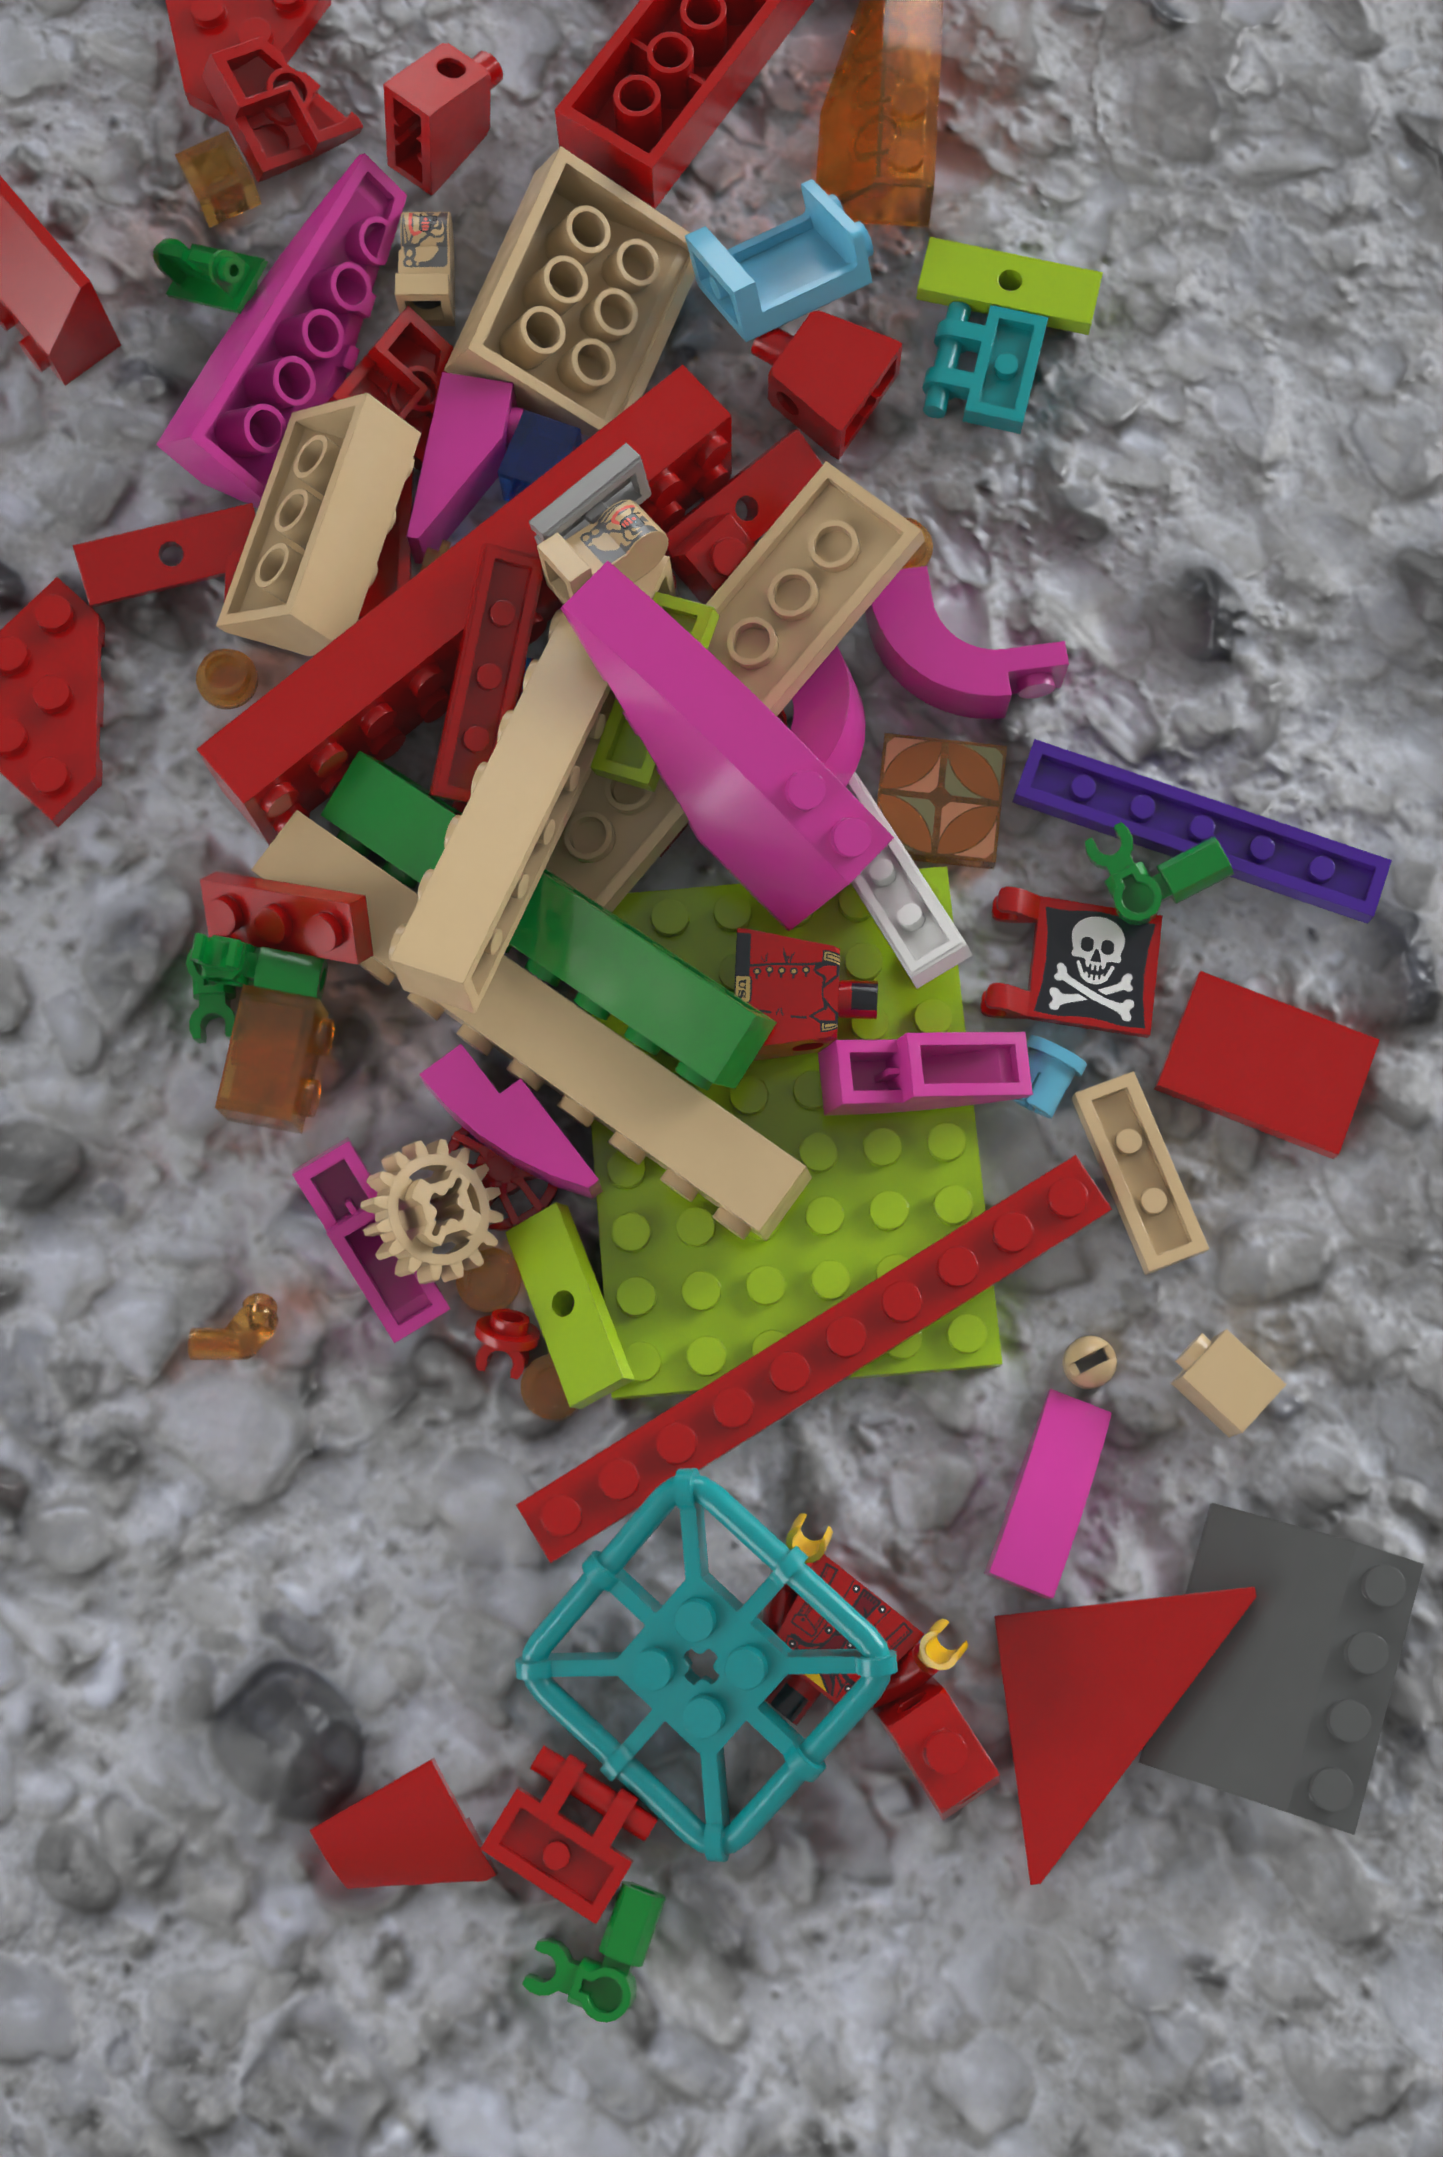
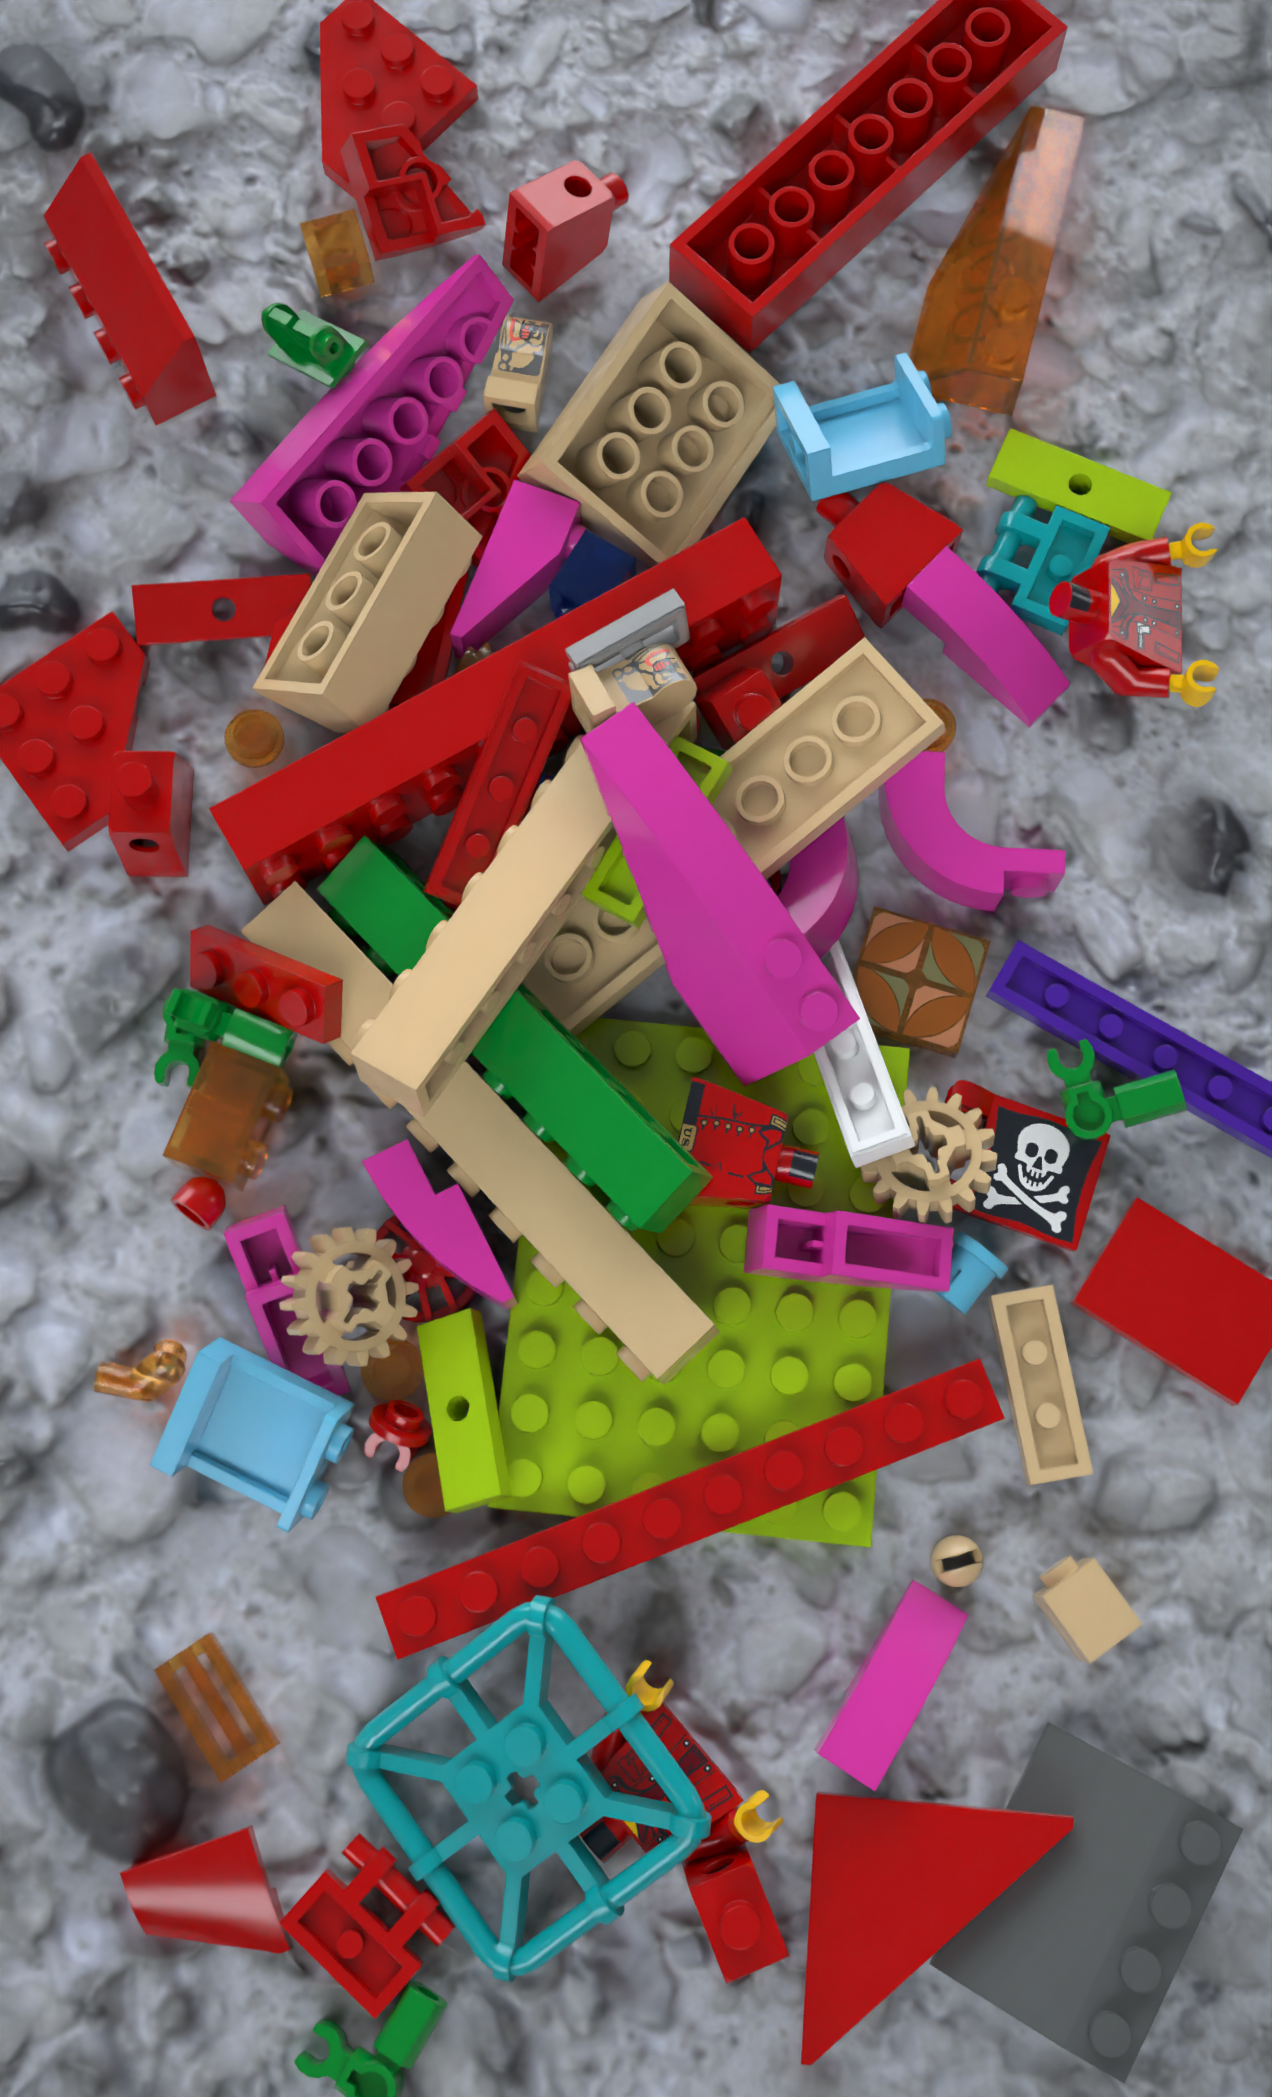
camera: 10 degrees right, 0 degrees up
(135, 757) = (152, 802): none -> red torso
(261, 1150) = (201, 1201): none -> red hinge
(363, 1365) = (256, 1431): none -> medium azure panel
(414, 1690) = (240, 1694): none -> clear orange tile
(944, 447) = (985, 636): none -> dark pink slope
(1002, 944) = (949, 1145): none -> tan gear
(1086, 404) = (1130, 618): none -> red torso

